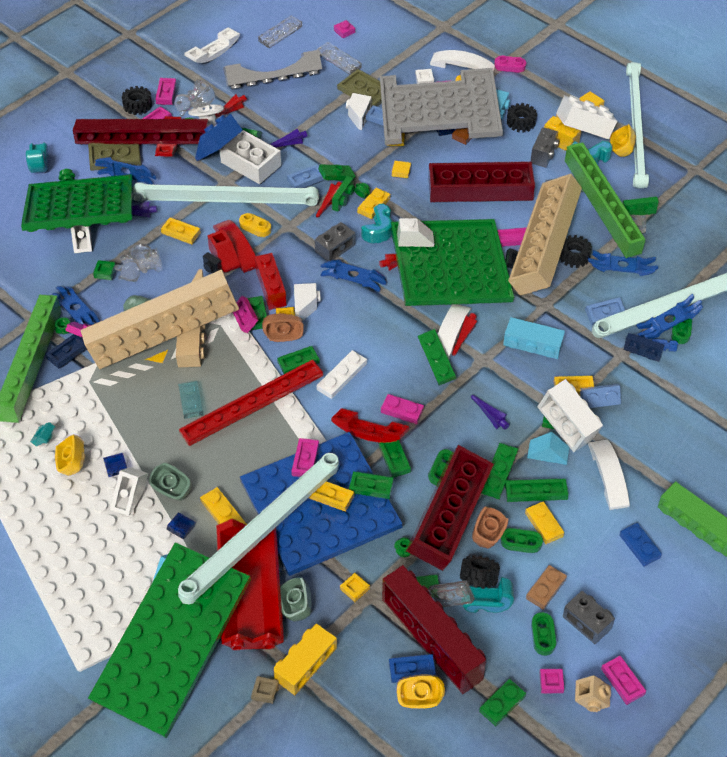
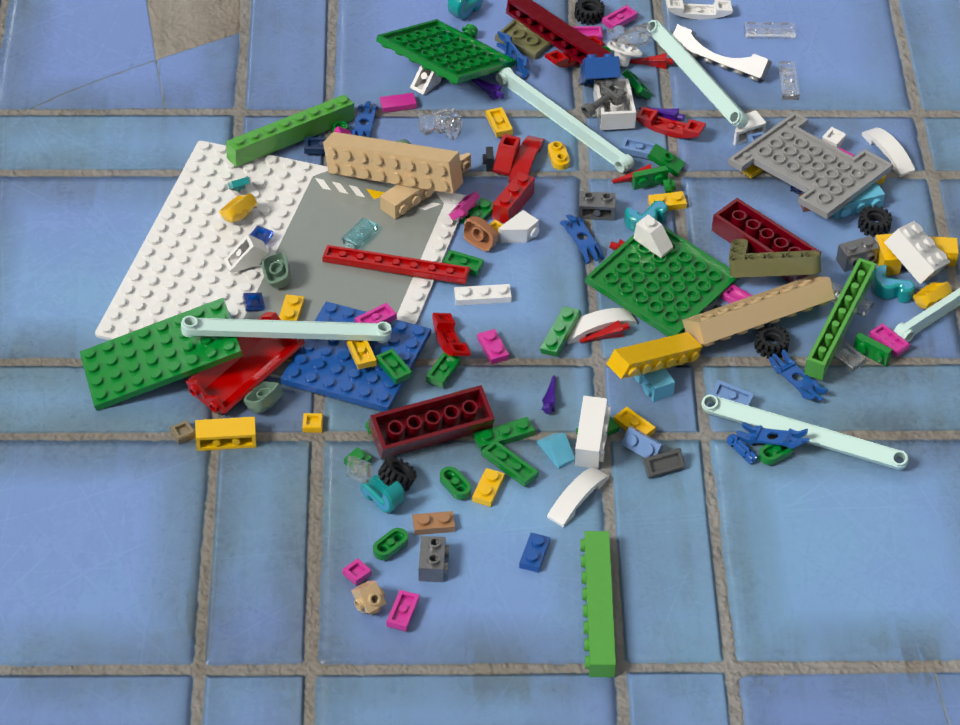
camera: 45 degrees right, 5 degrees down
(80, 272) = (398, 102): none -> dark pink tile
(104, 270) = (410, 111): green plate -> none
(246, 171) = (607, 90): none -> dark grey bar
(283, 93) = (698, 75): none -> light aqua piece
(307, 146) = (669, 127): none -> red slope
(344, 29) = (827, 61): dark pink plate -> none
(362, 84) = (776, 110): olive tile -> none
(401, 169) = (722, 192): yellow tile -> none
(411, 666) = (282, 492): blue plate -> none
(420, 691) = (267, 505): yellow piece -> none
(434, 629) = (320, 478): dark red brick -> none
(489, 527) = (442, 454): nougat piece -> none
(502, 702) = (311, 558): green plate -> none
(510, 64) = (929, 177): dark pink plate -> none
(514, 196) = (771, 263): none -> olive beam
(538, 322) = (654, 355): none -> yellow brick
(630, 397) = (663, 462): none -> dark grey tile
(631, 191) = (890, 339): none -> dark pink plate
(643, 347) = (726, 444): dark blue plate -> none

